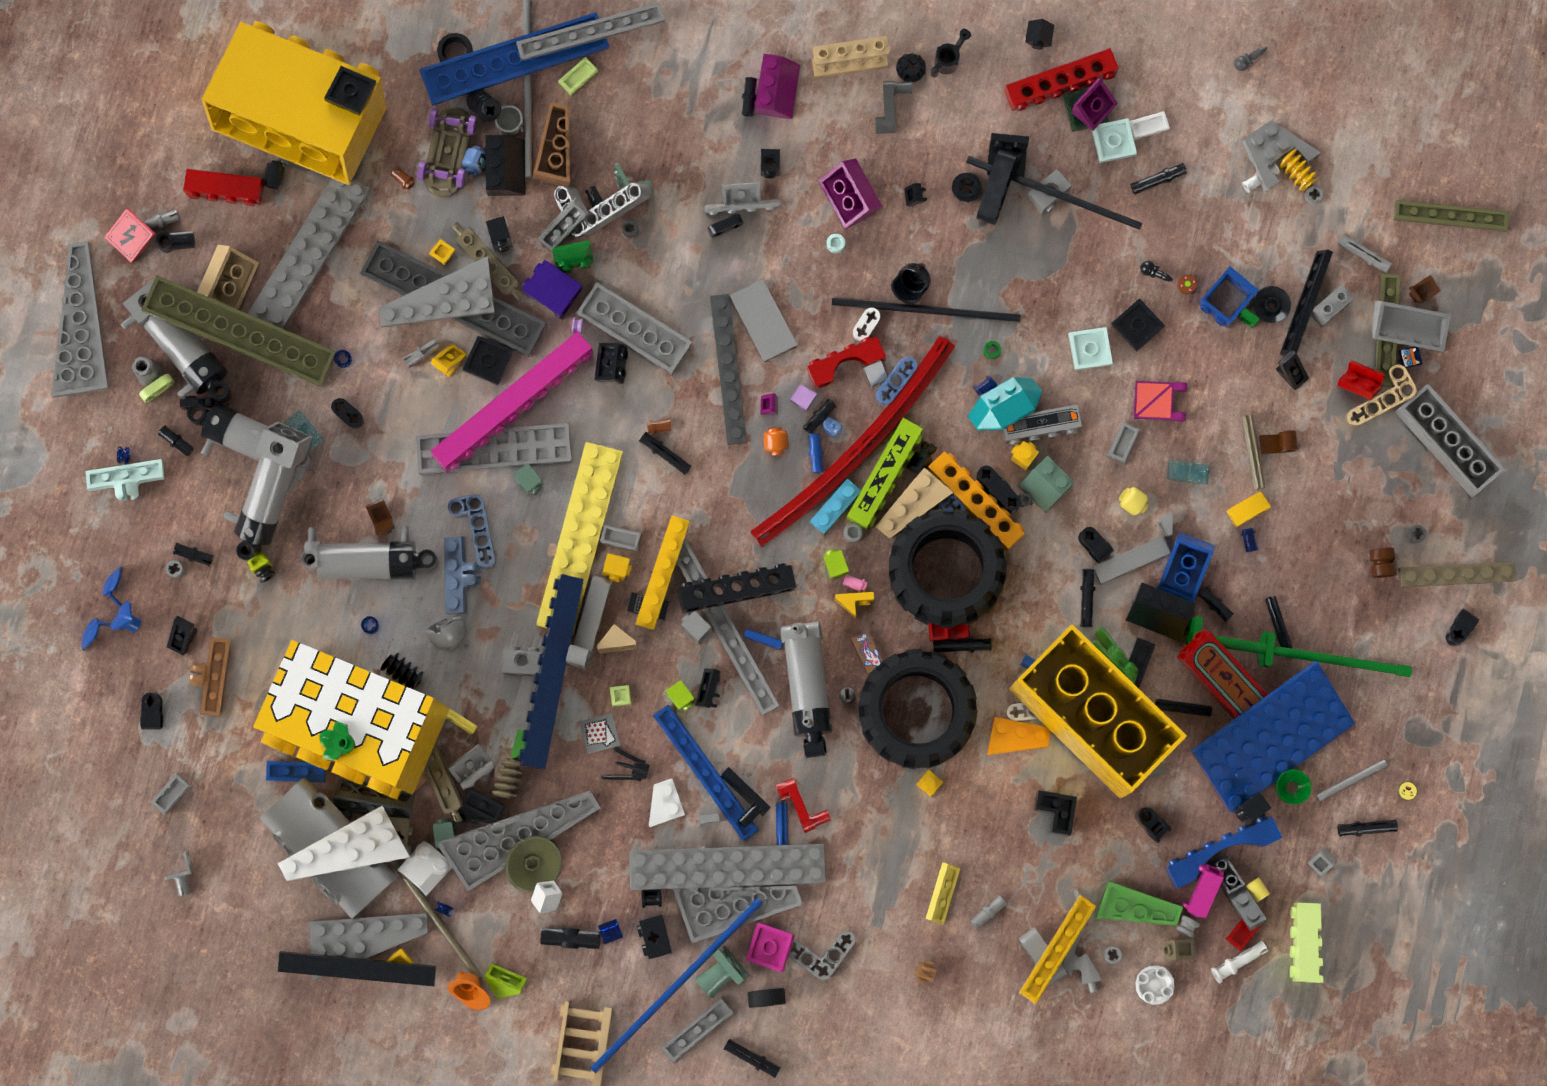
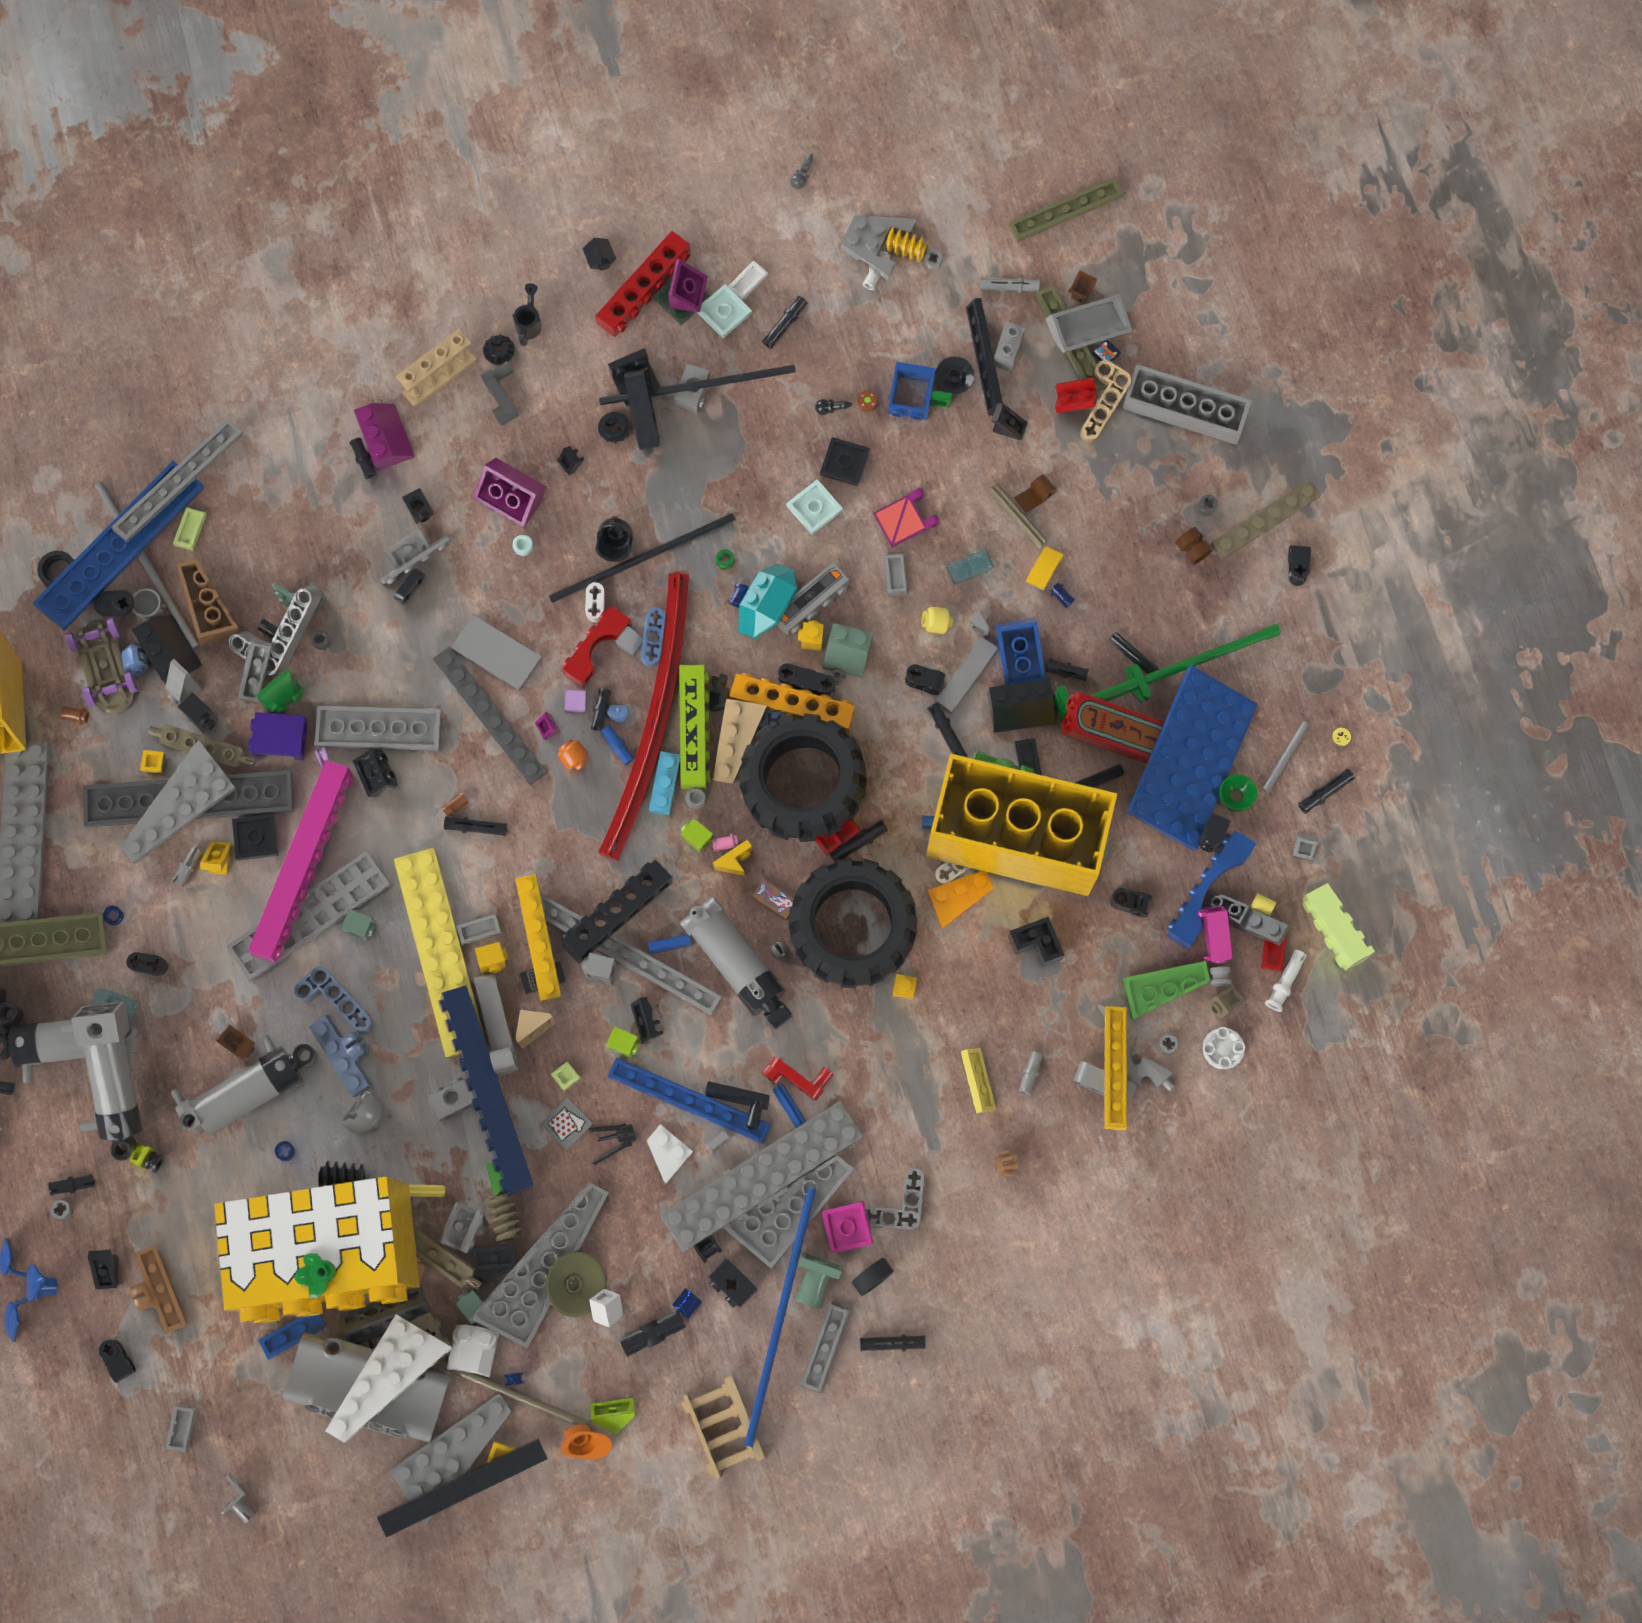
camera: 30 degrees left, 5 degrees down
(498, 203) = (180, 683): none -> light grey slope

